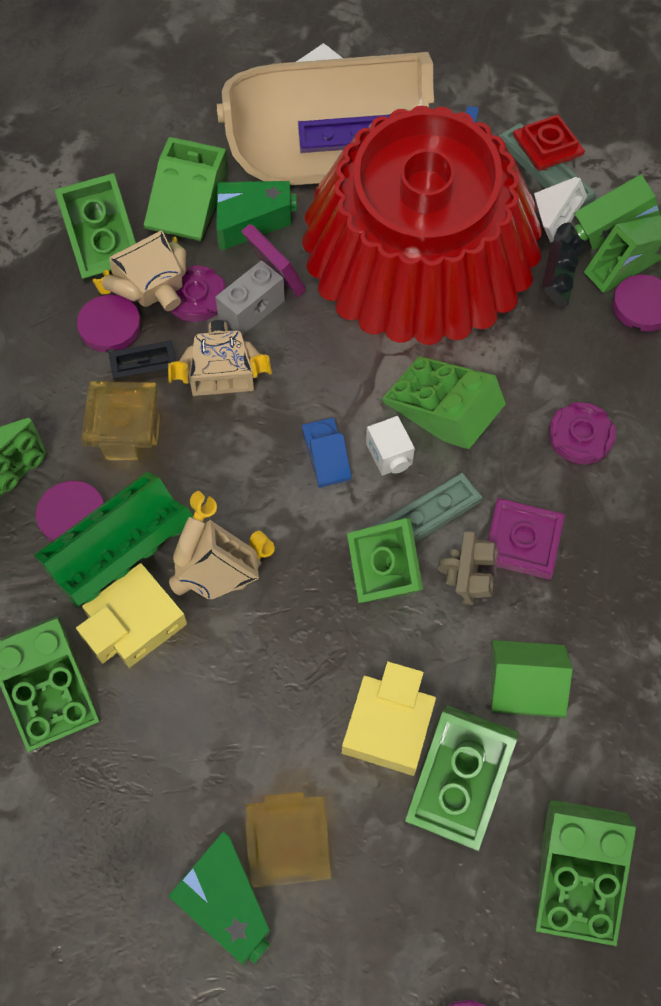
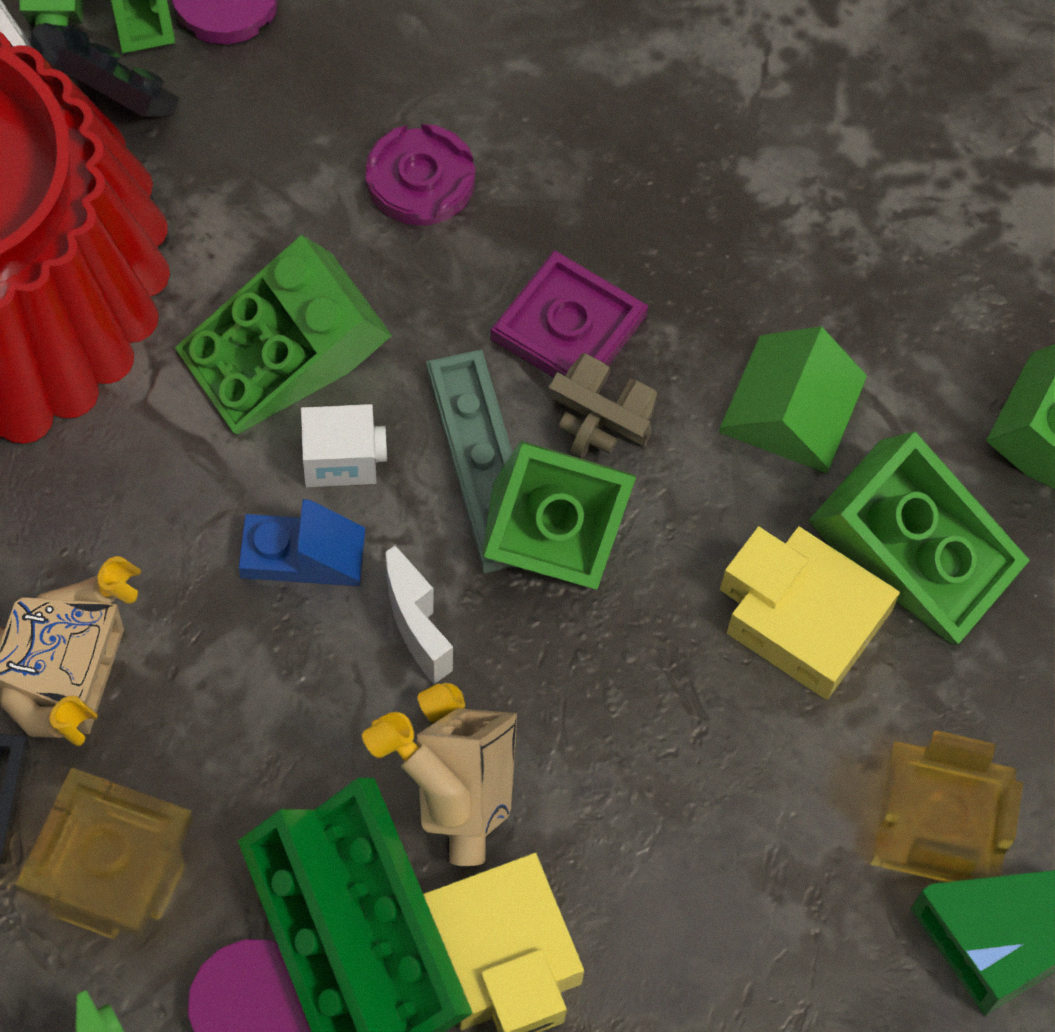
camera: 75 degrees left, 0 degrees up
(309, 509) = (411, 606): none -> white slope

